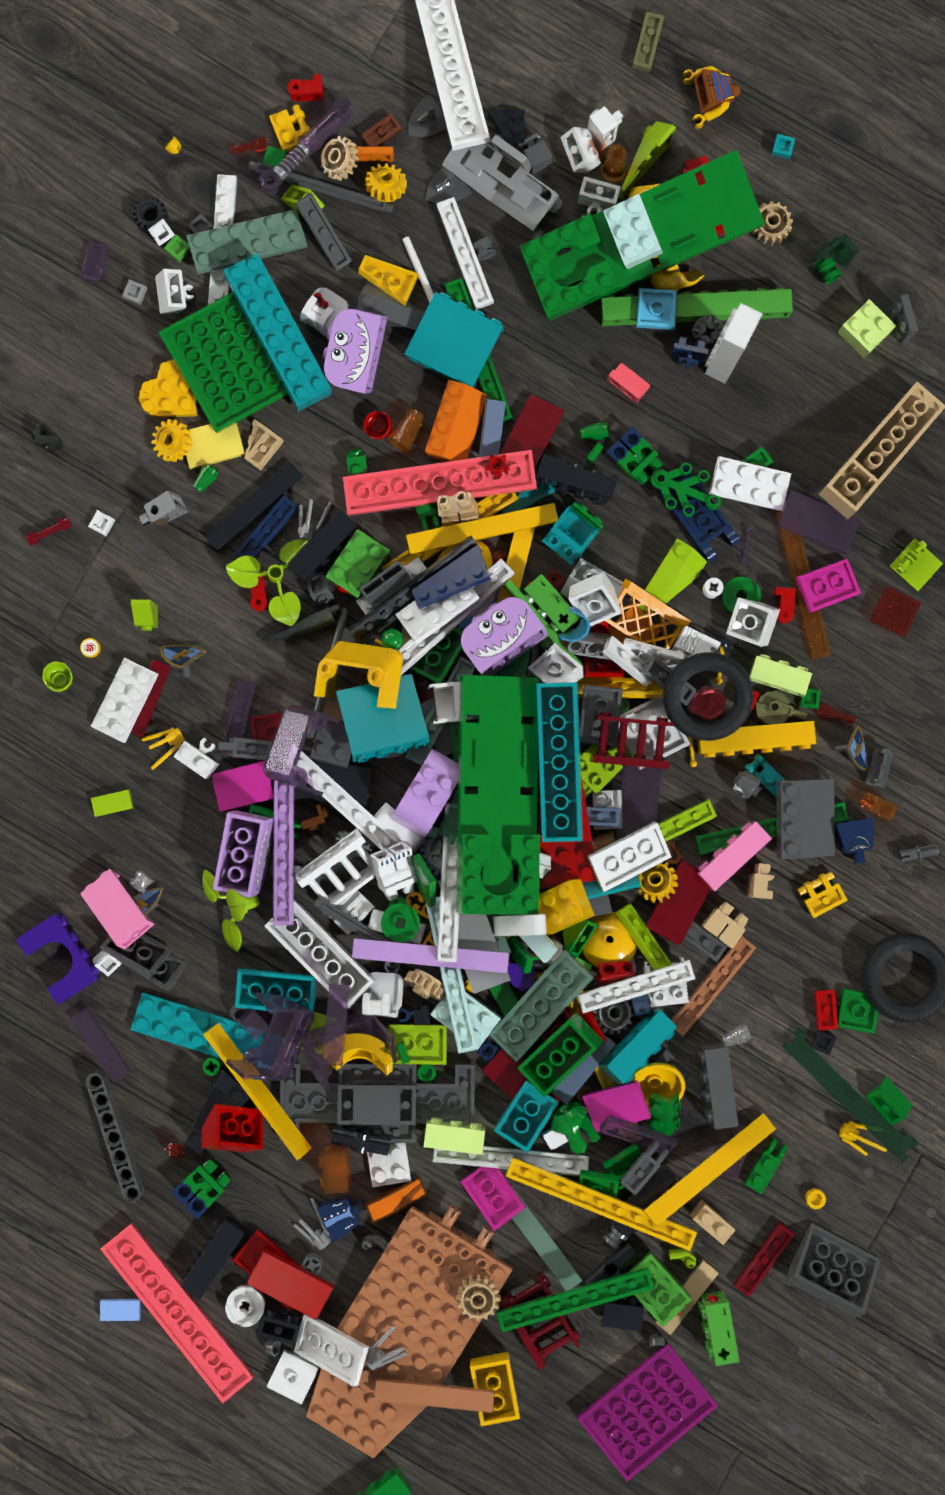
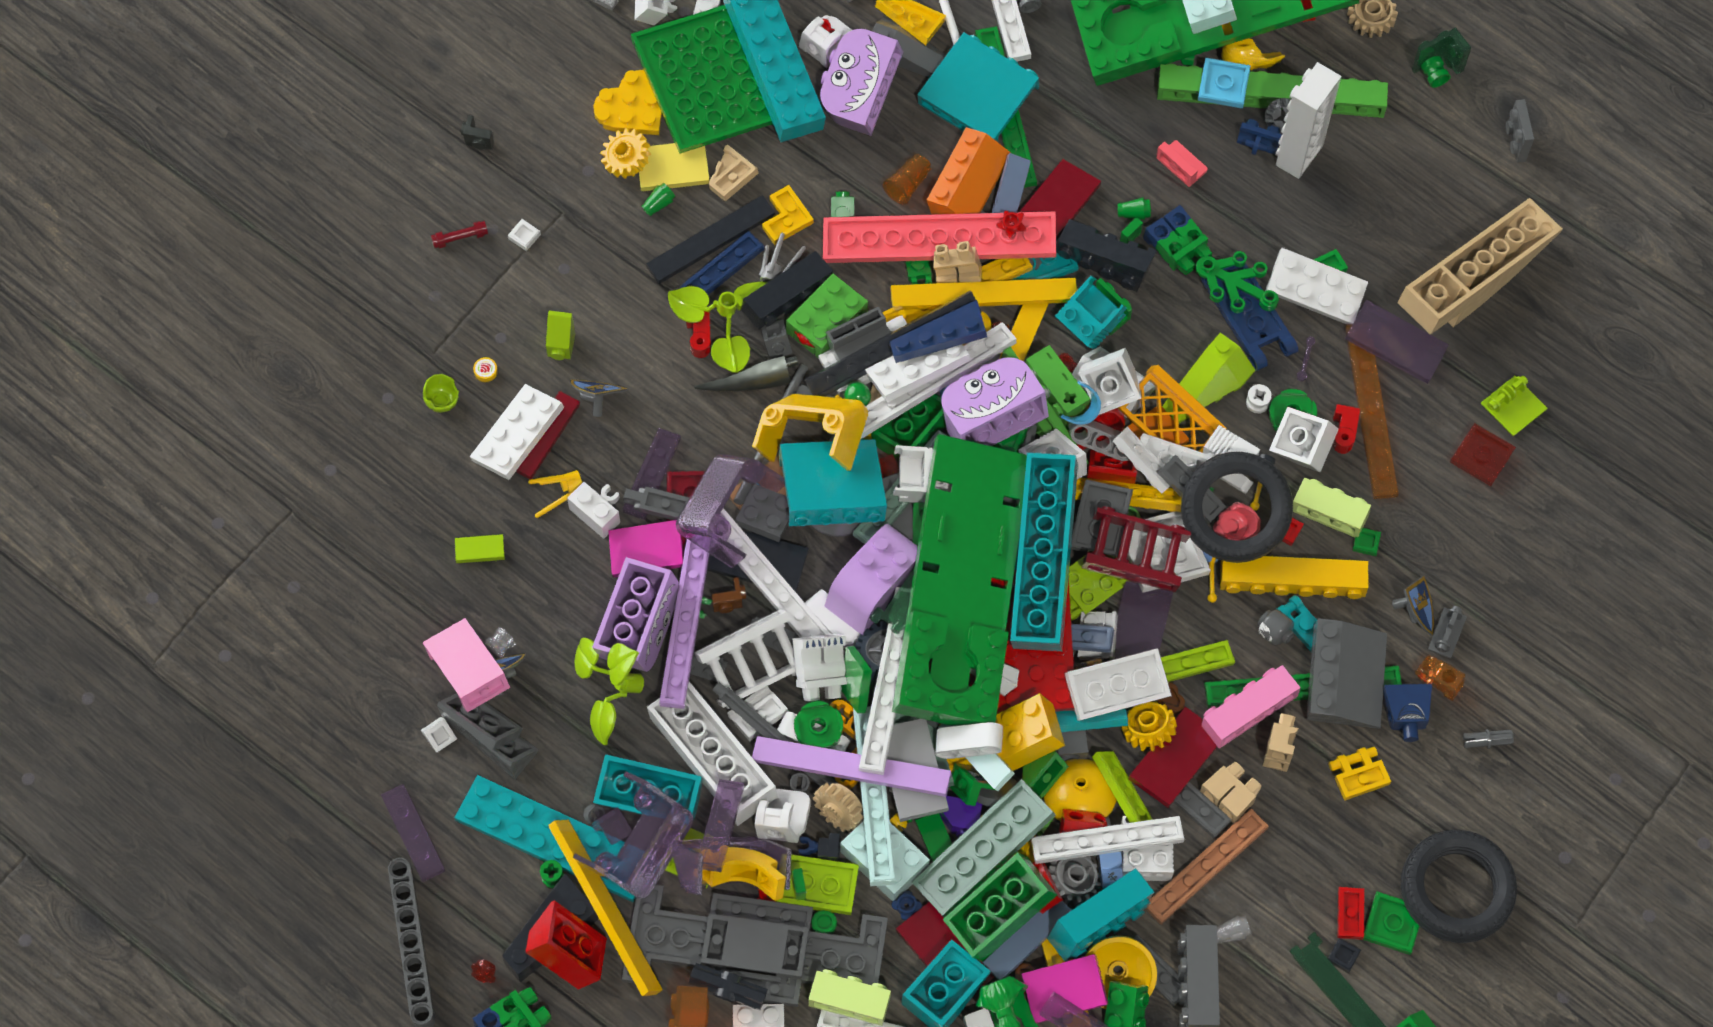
camera: 10 degrees right, 20 degrees down
(82, 971) = (381, 685): dark purple arch -> none
(163, 509) = (602, 225): light grey torso -> none
(317, 477) = (791, 218): none -> yellow plate
(377, 425) = (874, 168): red hair -> none
(775, 708) = (1323, 543): olive piece -> none
(828, 585) = (1401, 413): dark pink tile -> none
(829, 712) = (1391, 561): clear red piece -> none
(866, 329) = (1475, 138): yellowish green brick -> none

